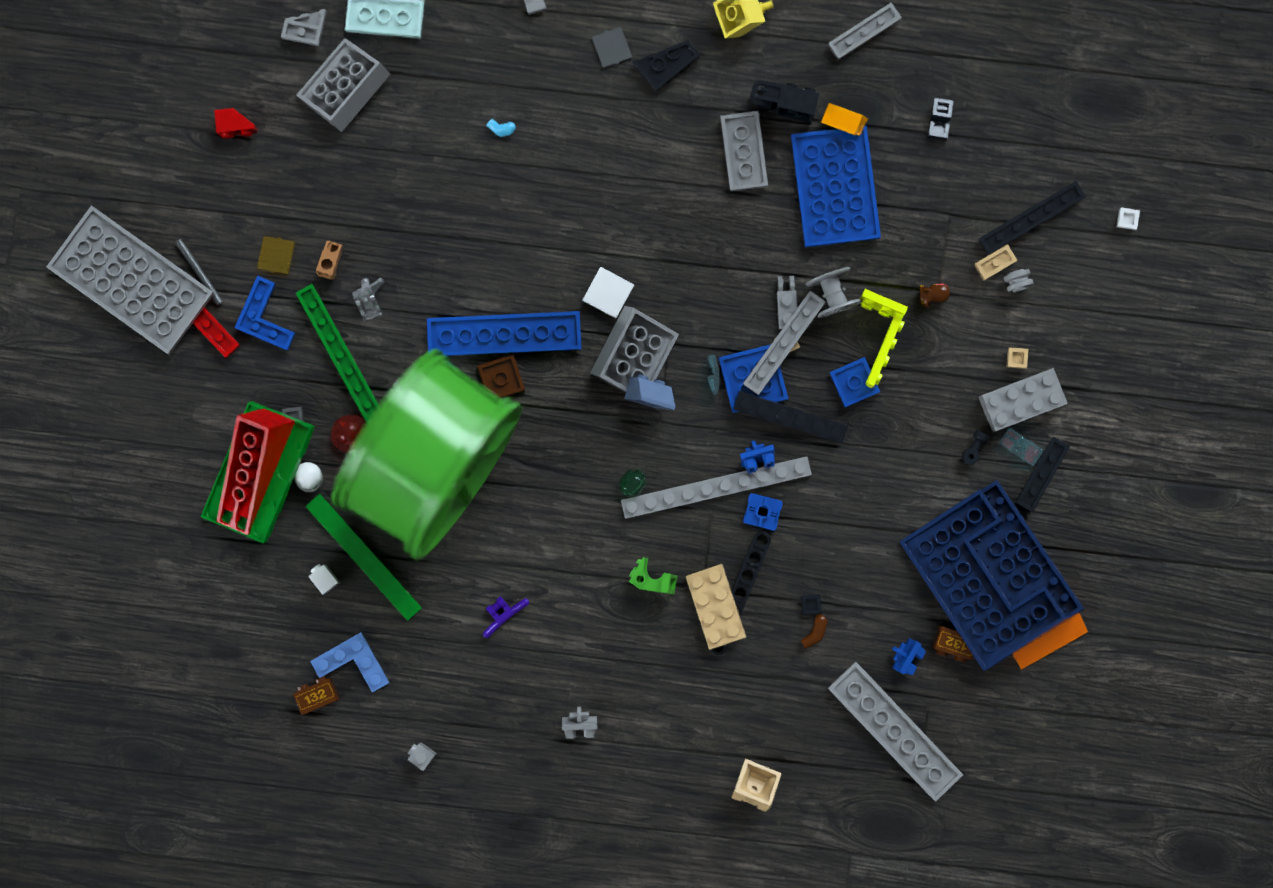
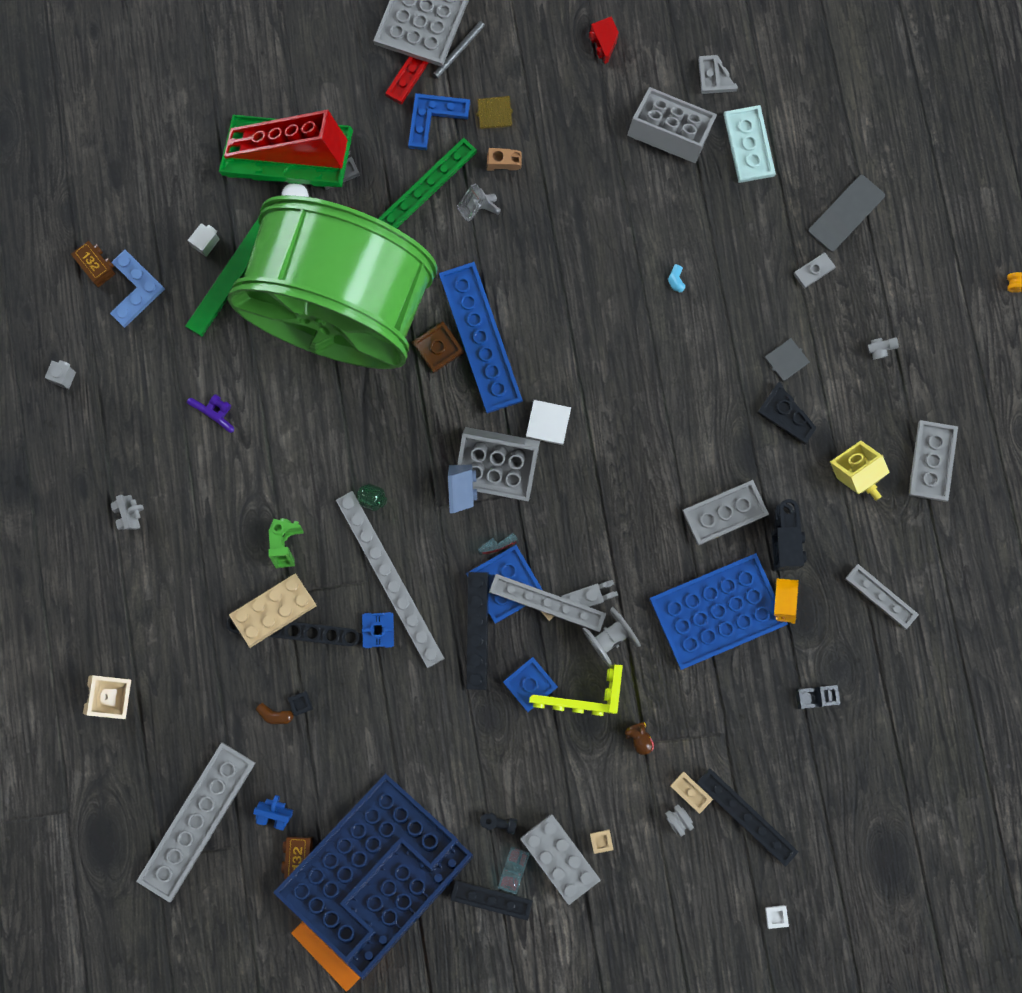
camera: 80 degrees right, 5 degrees down
(757, 454) = (432, 608): blue hips -> none

